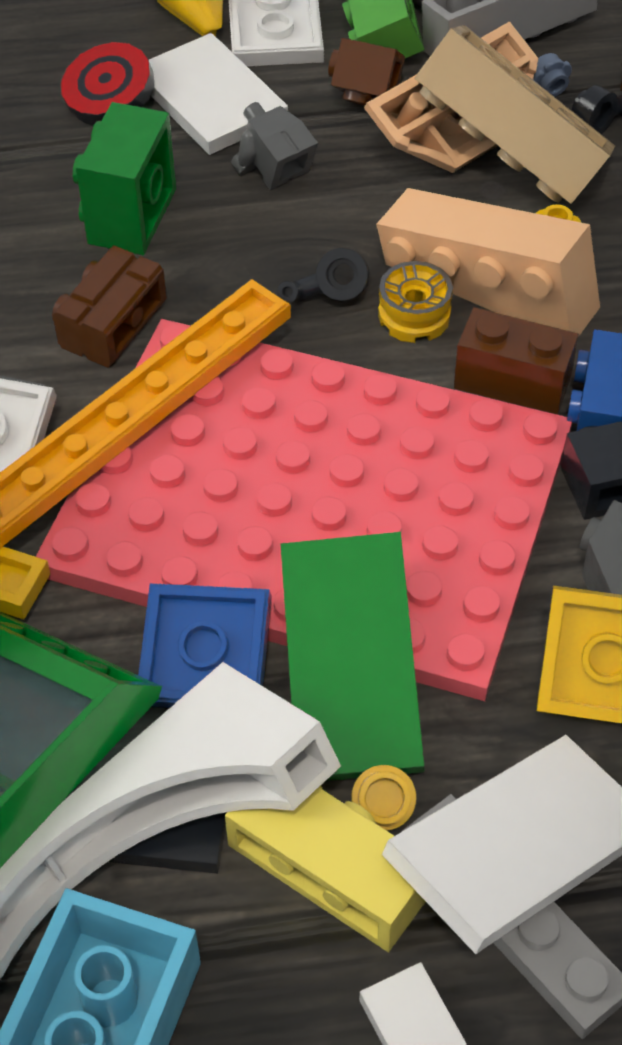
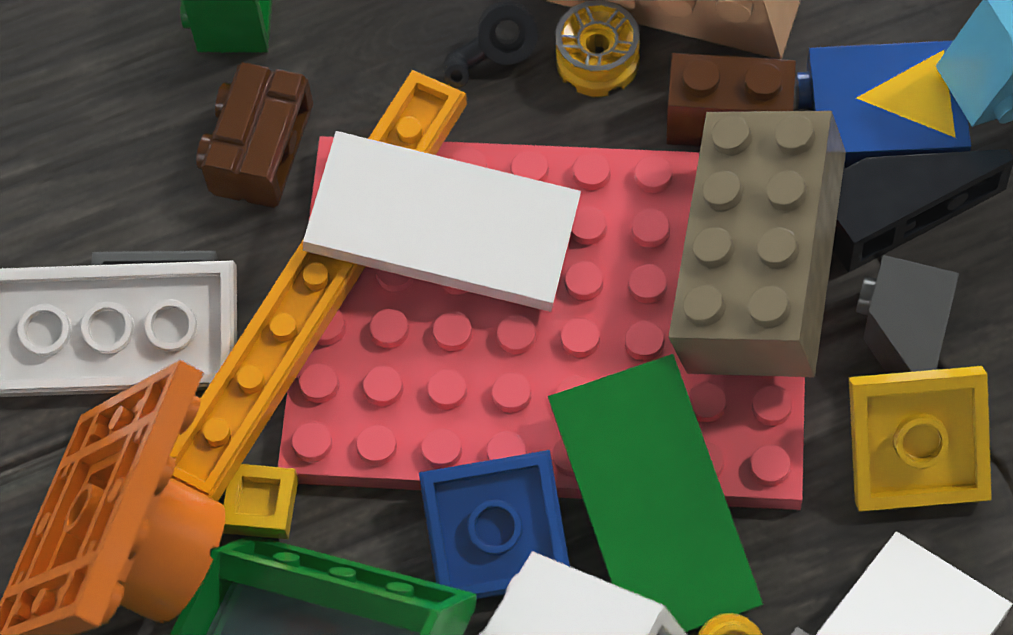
camera: 10 degrees left, 10 degrees up
(237, 393) = (442, 221): none -> white tile
(502, 464) = (759, 244): none -> dark tan brick

